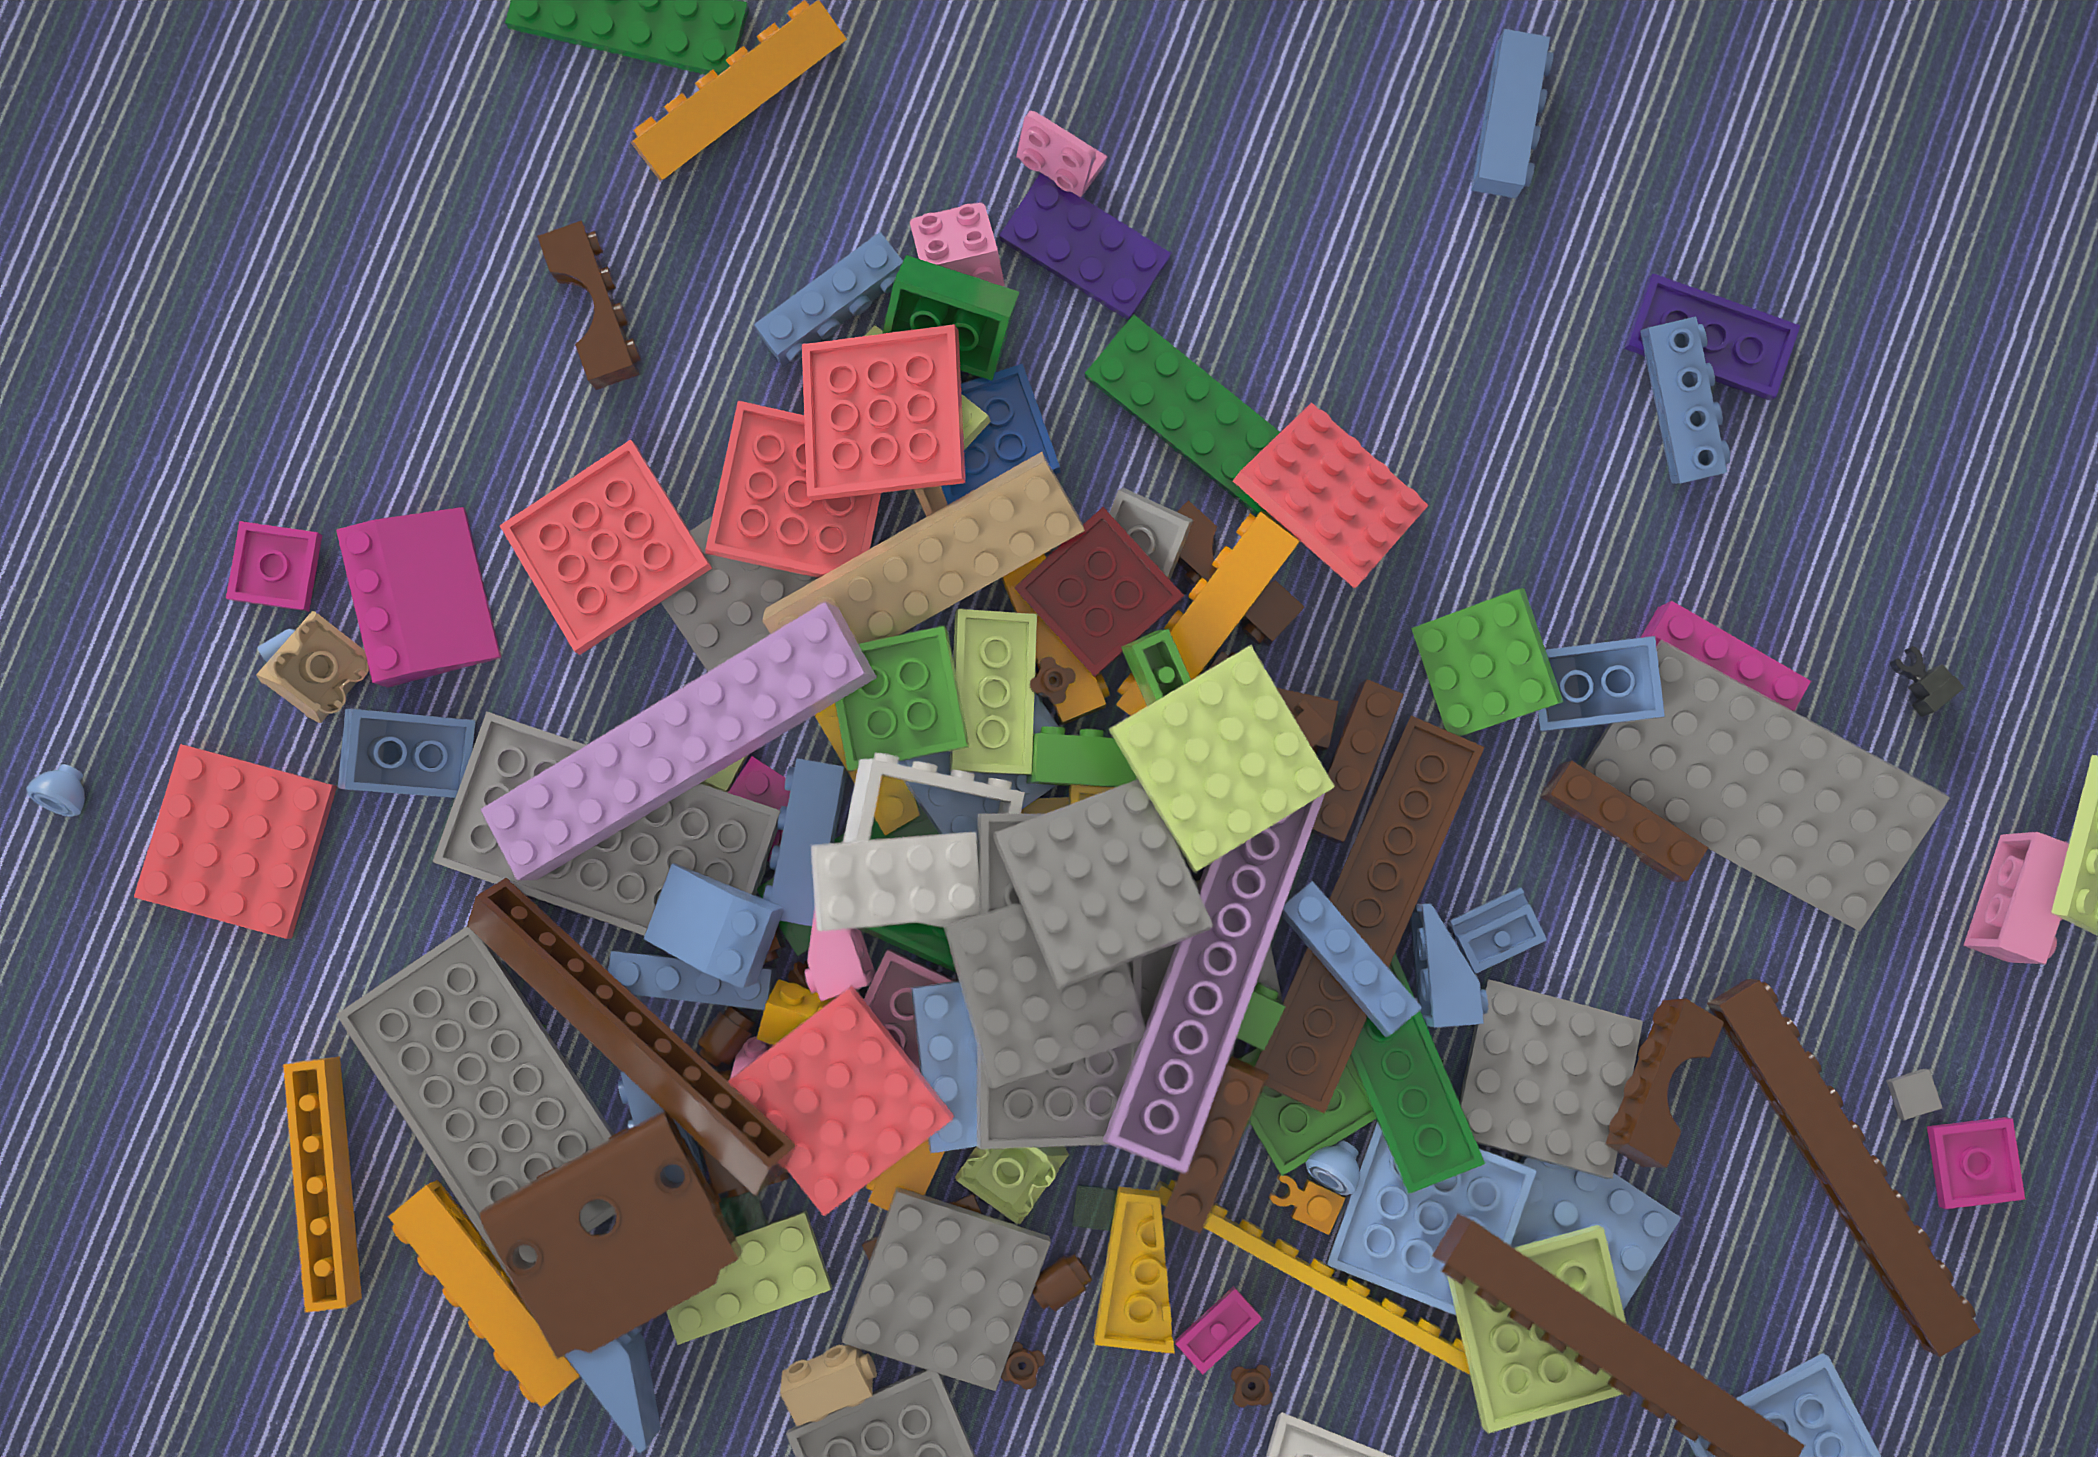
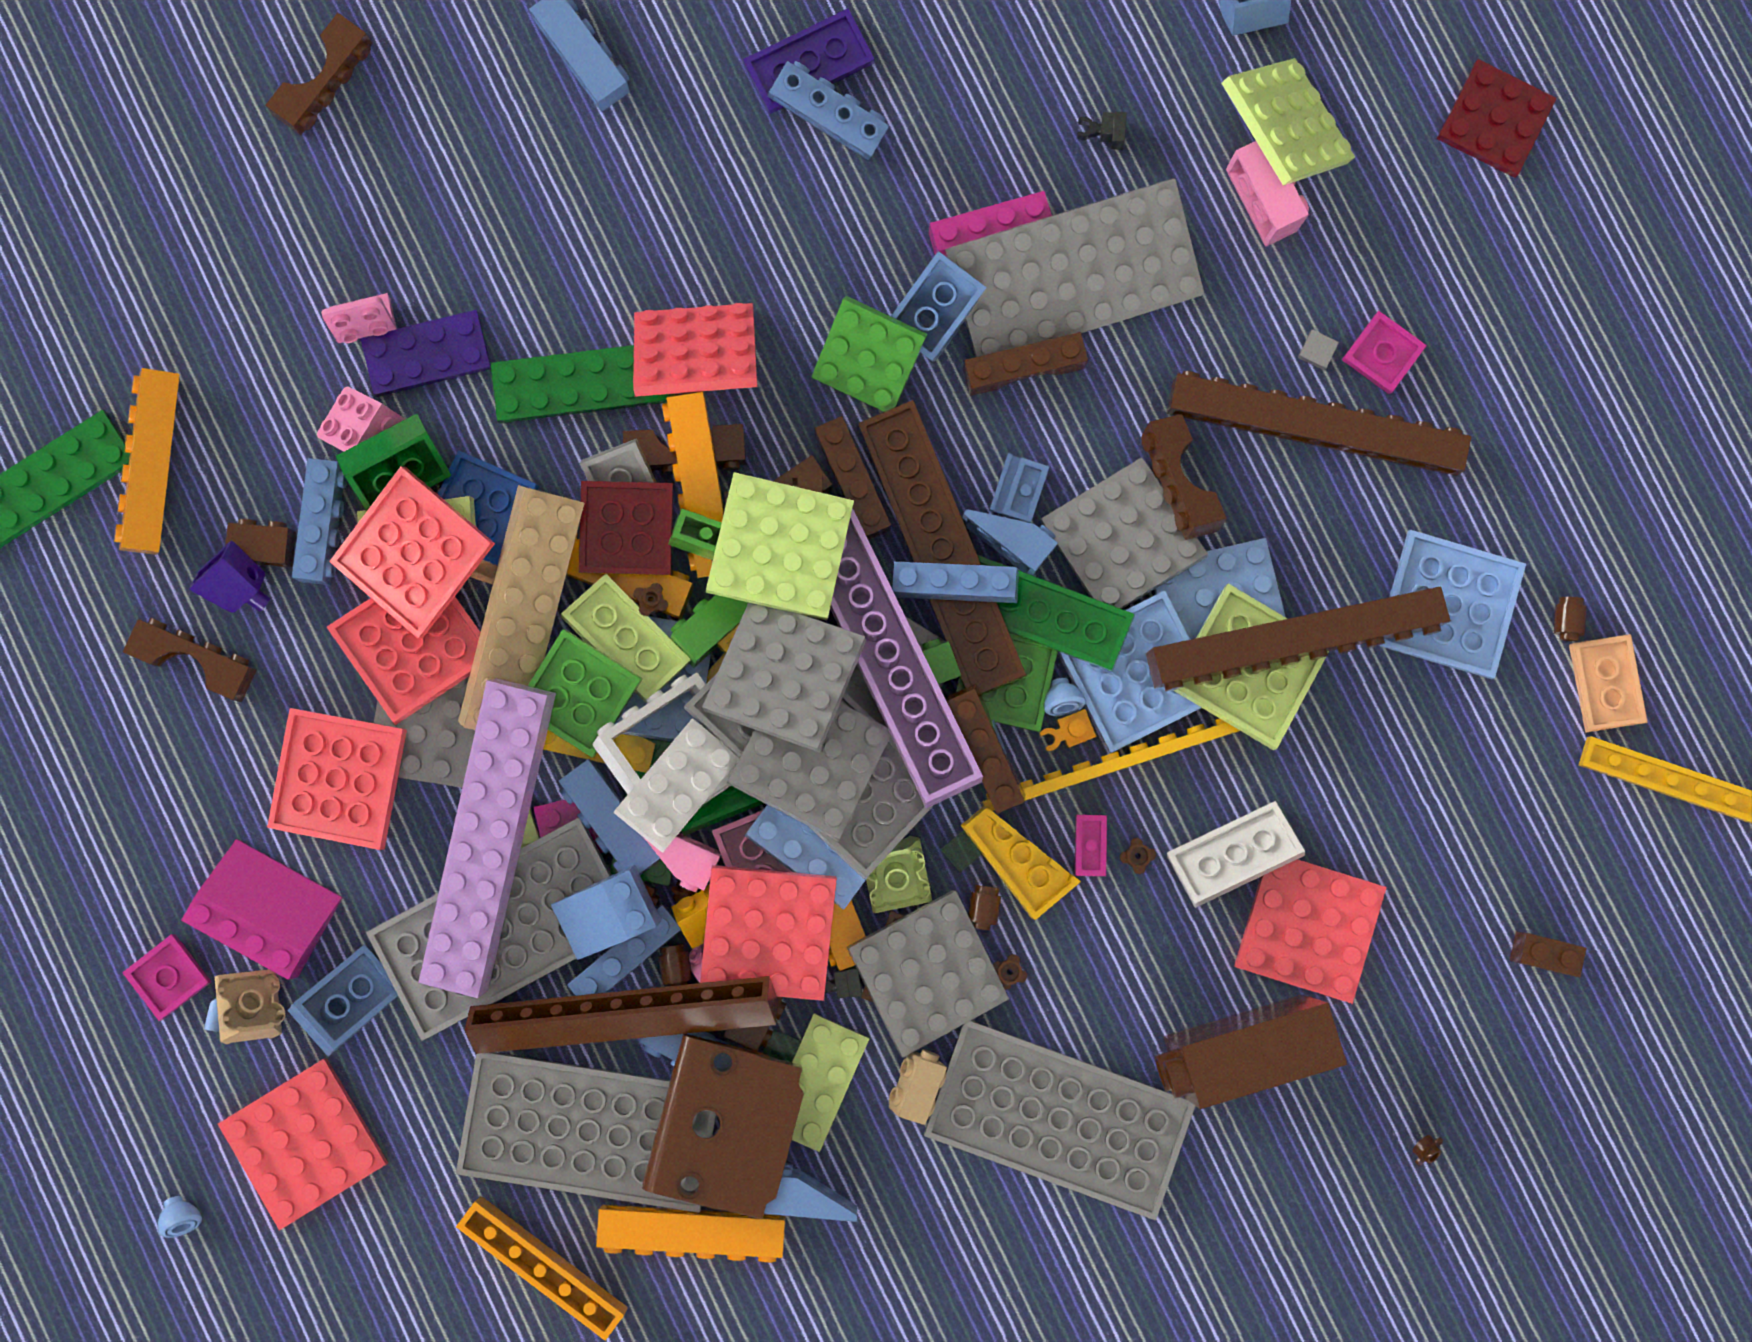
camera: 50 degrees left, 0 degrees up
(698, 271) = (231, 580): none -> dark purple torso
(758, 265) = (264, 544): none -> reddish brown brick
(861, 1218) = (845, 983): none -> pearl dark grey piece

